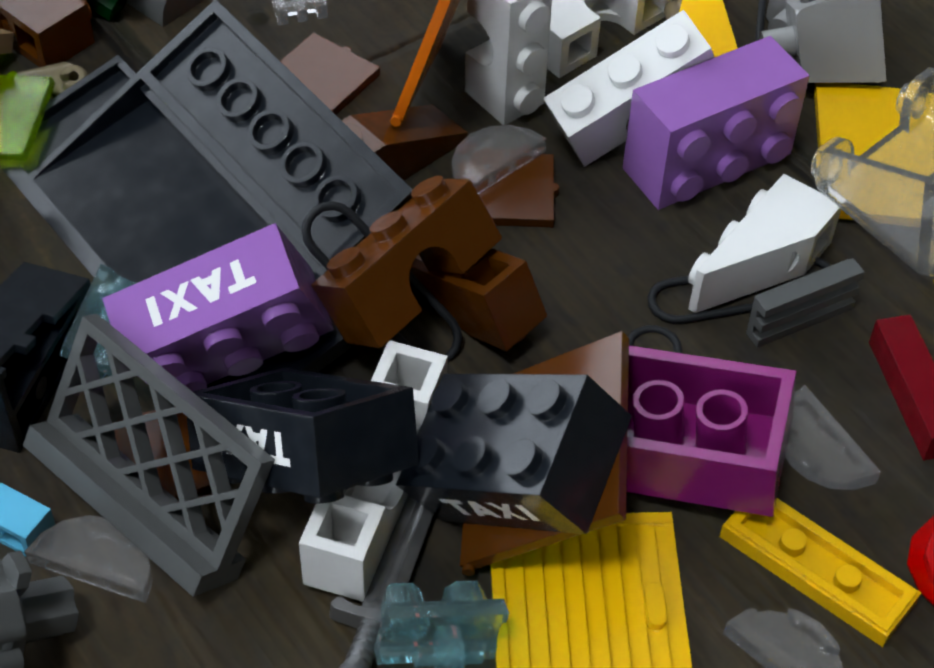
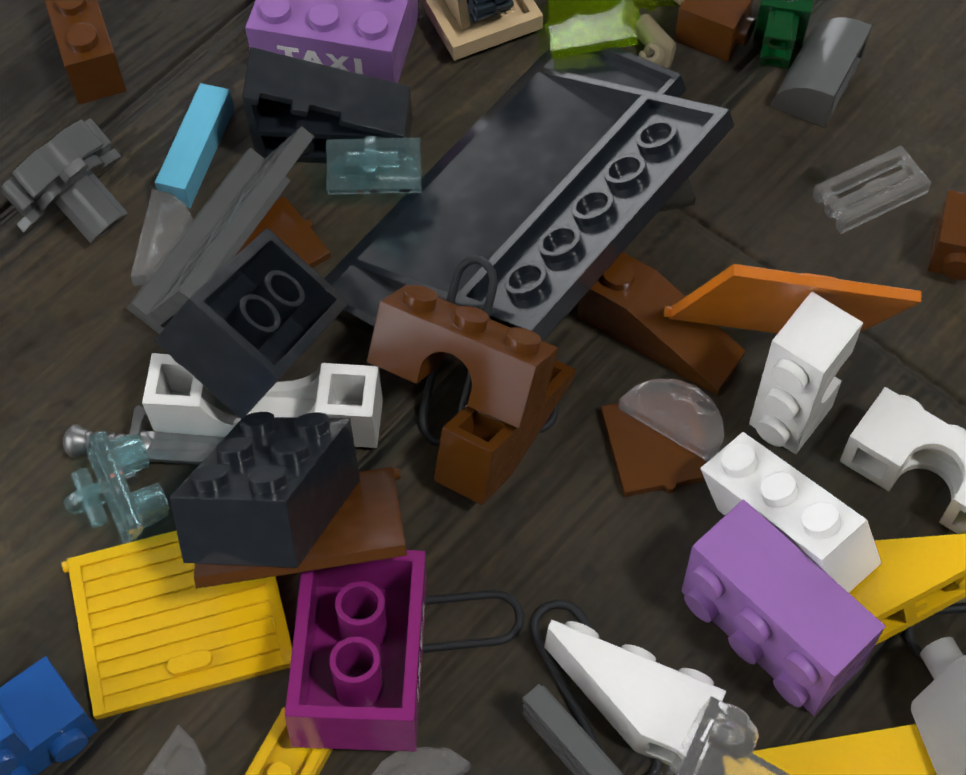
camera: 80 degrees right, 10 degrees up
(224, 309) = (361, 226): medium lavender brick -> none
(330, 71) = (746, 238): piece -> none

